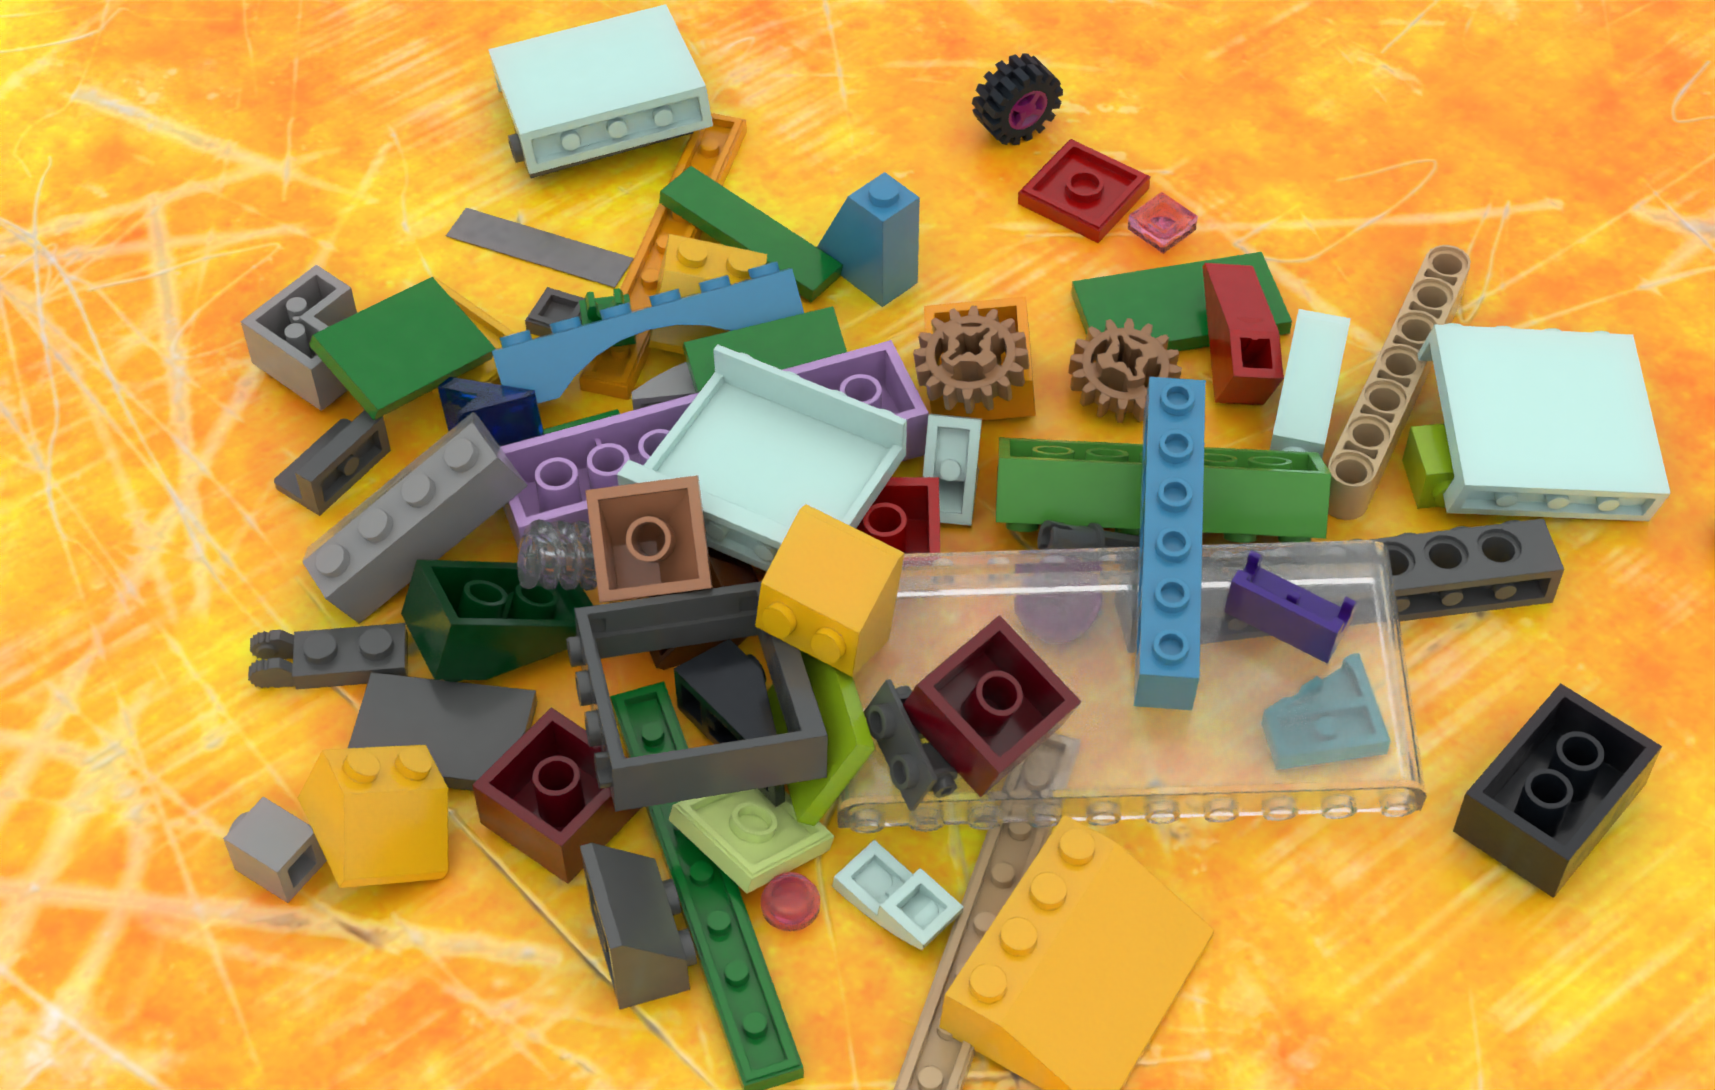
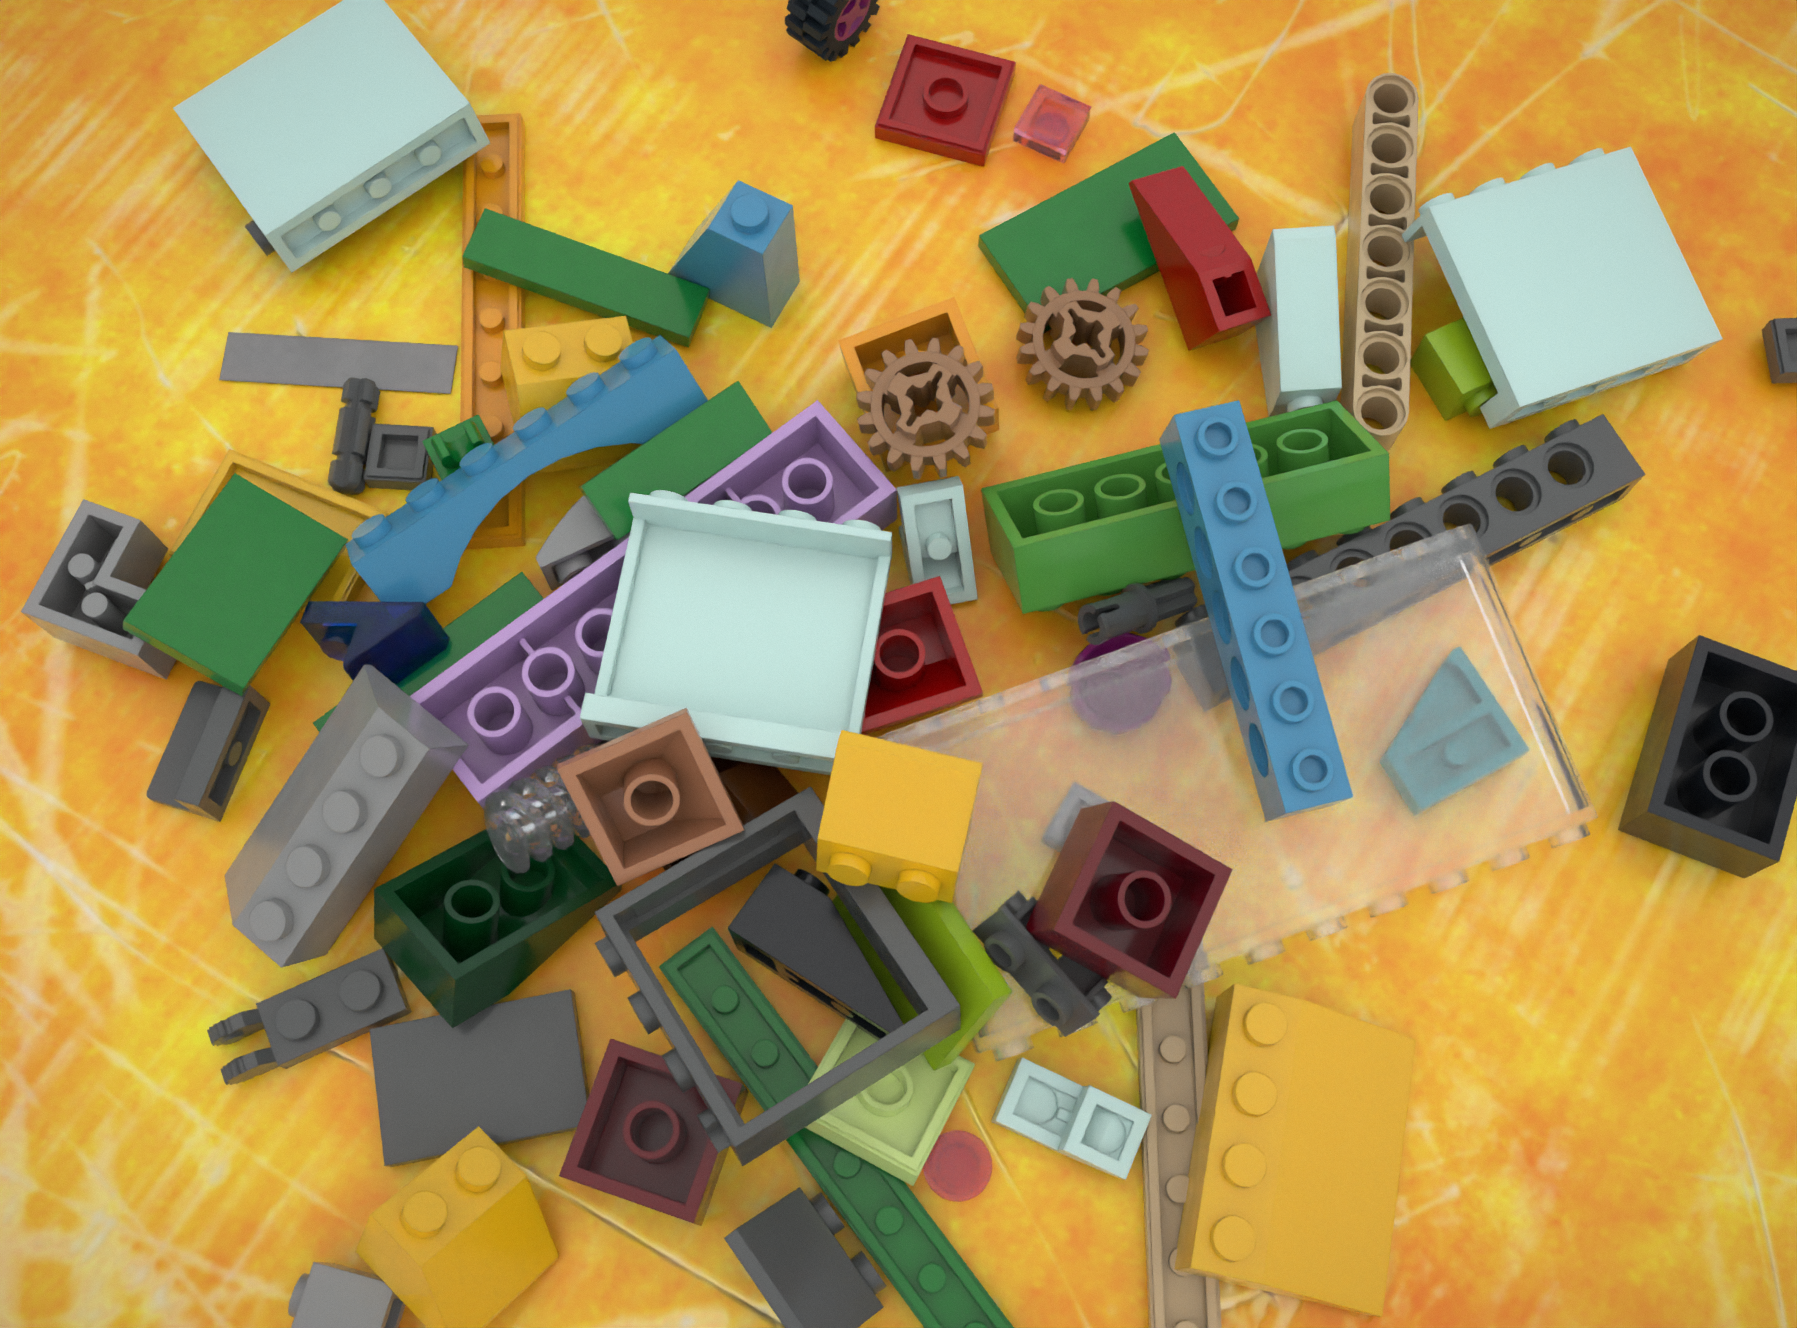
camera: 20 degrees left, 20 degrees up
(543, 272) = (353, 435): none -> dark grey axle
(1288, 610) = (1406, 652): hinge -> none

